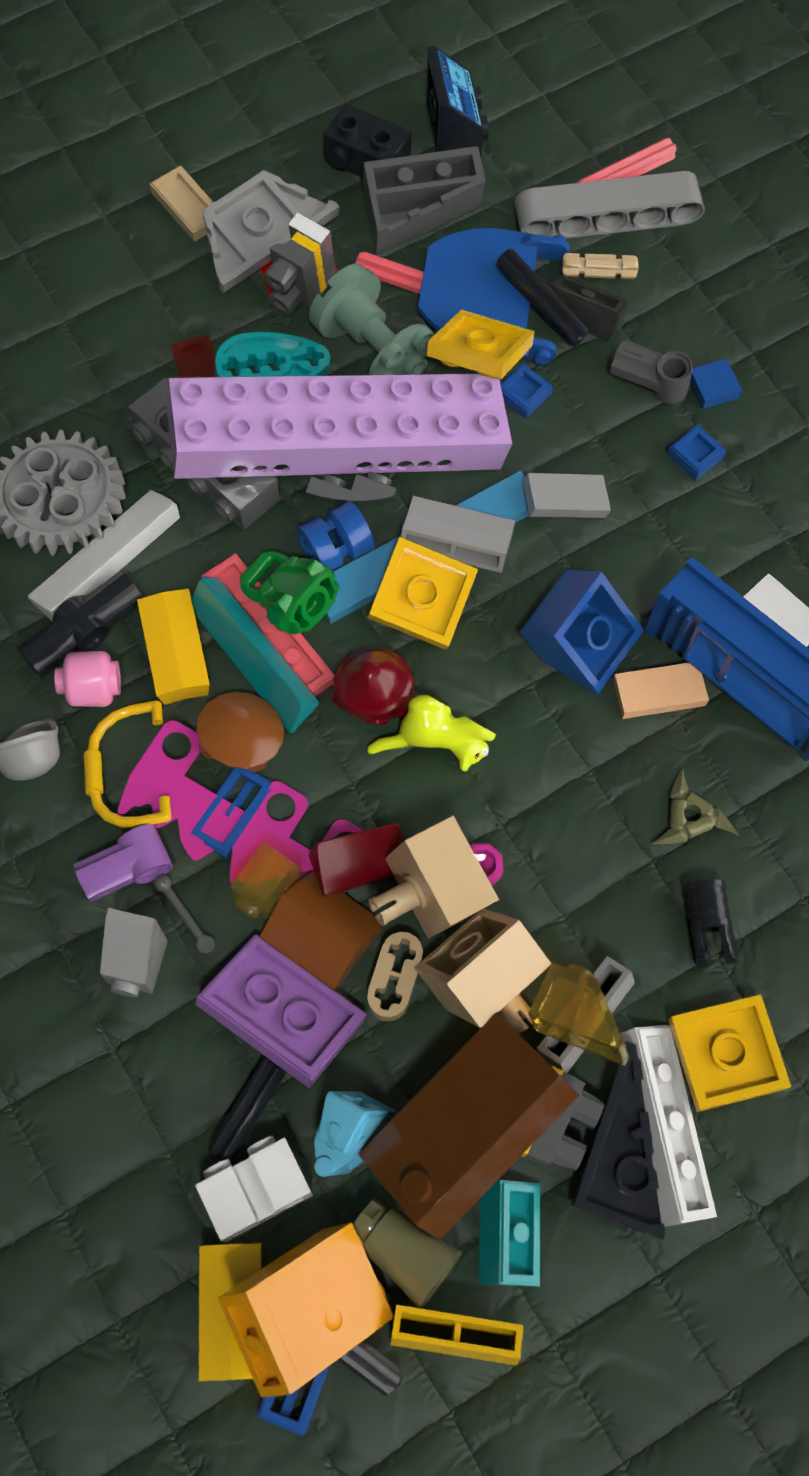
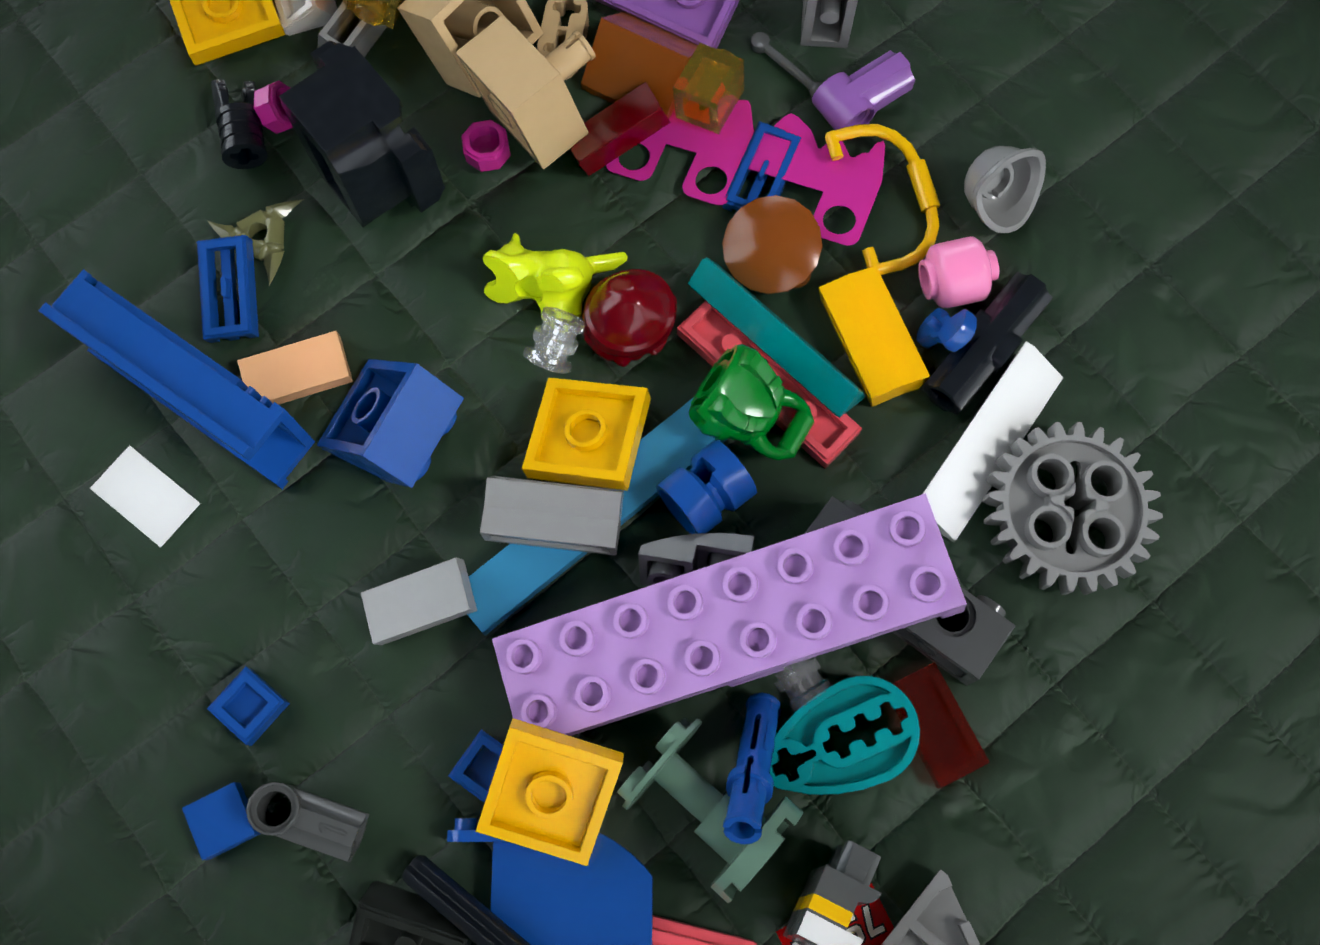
camera: 175 degrees right, 5 degrees up
(109, 619) = (950, 331): none -> blue piece
(350, 294) = (750, 781): none -> blue pin
(434, 663) = (555, 340): none -> clear bush
(592, 841) = (355, 138): none -> black piece
(674, 928) = (269, 107): none -> dark pink tile
(718, 793) = (246, 288): none -> blue tile

